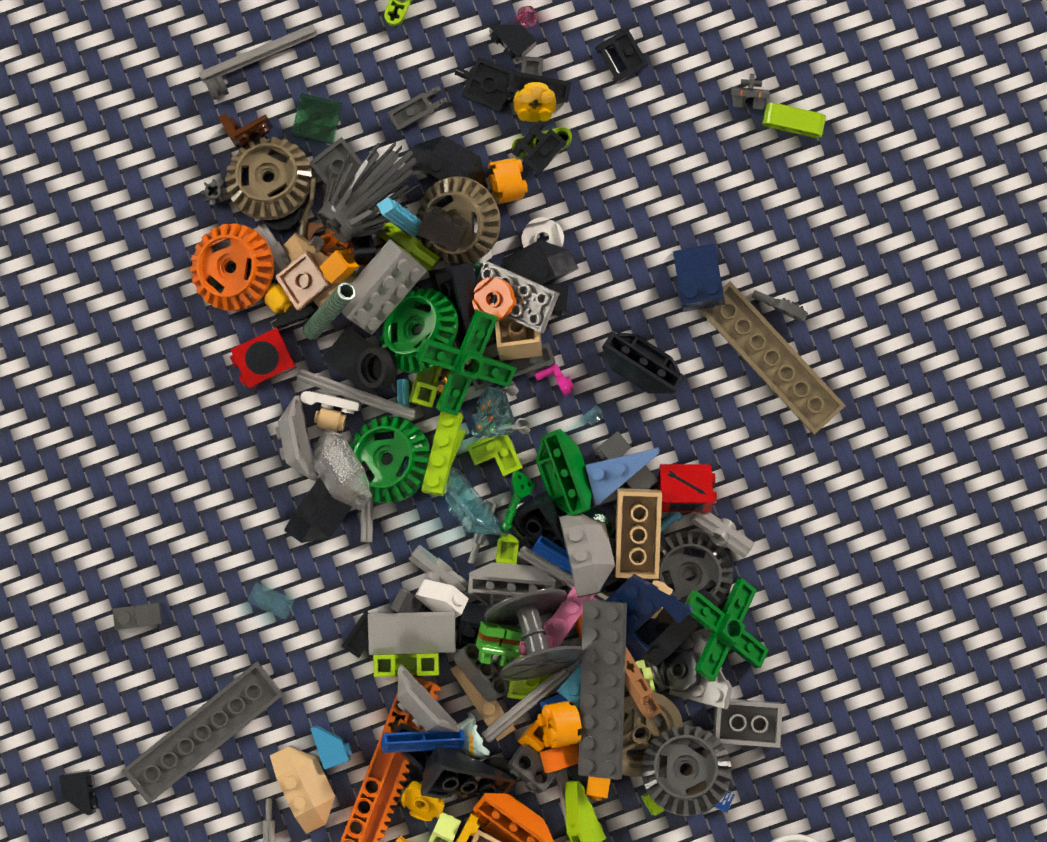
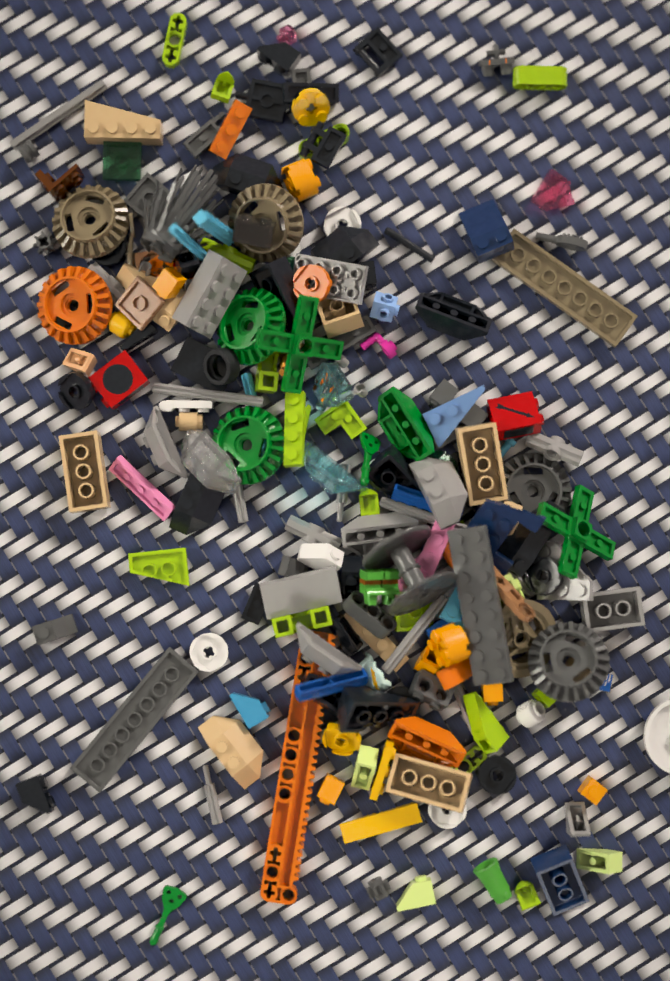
camera: 20 degrees left, 0 degrees up
(205, 451) = (84, 471): none -> tan brick
(223, 360) = (83, 386): none -> black plate
(225, 329) = (80, 361): none -> light nougat slope
(263, 481) = (142, 488): none -> bright pink plate
(268, 570) = (161, 564): none -> lime wing
(270, 600) = (170, 591): clear light blue plate -> none
(286, 676) = (199, 657): none -> white plate
(316, 78) = (113, 124): none -> tan wedge
(328, 311) = (168, 323): sand green piece -> none
(366, 225) = (187, 241): none -> medium azure axle
(441, 108) = (230, 129): none -> orange plate
(444, 60) = (223, 87): none -> lime plate
(452, 690) = (347, 636): none -> black slope
(569, 338) = (384, 307): none -> light blue brick
(591, 416) = (418, 371): clear light blue plate -> none
(611, 274) = (408, 244): none -> black piece
(634, 817) = (530, 713): none -> white head
(782, 249) = (553, 192): none -> clear pink slope

